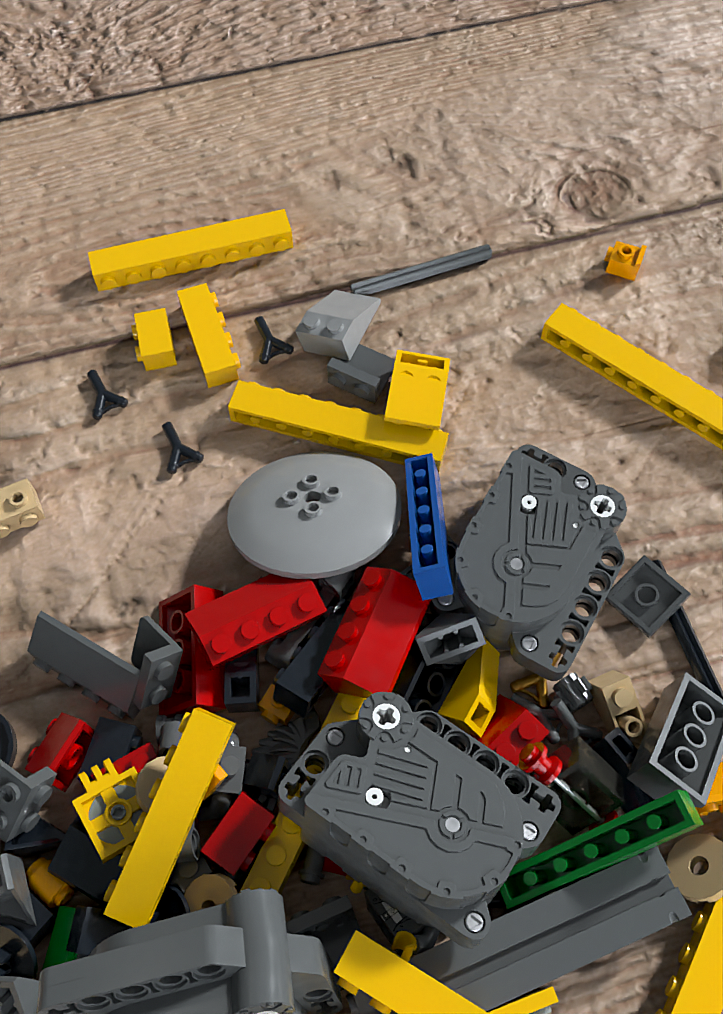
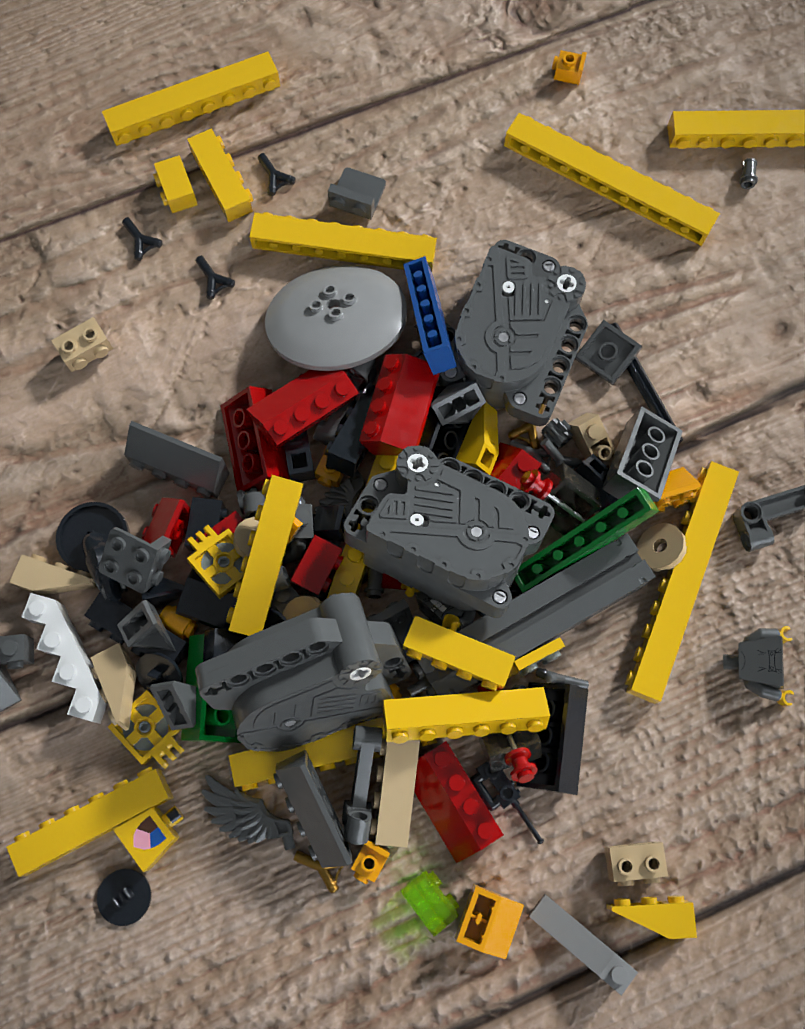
camera: 10 degrees left, 10 degrees up
(158, 662) = (231, 446): dark grey bracket -> none
(337, 324) = (330, 152): light grey slope -> none
(417, 390) = (406, 203): yellow slope -> none
(422, 270) = (395, 96): dark grey axle -> none

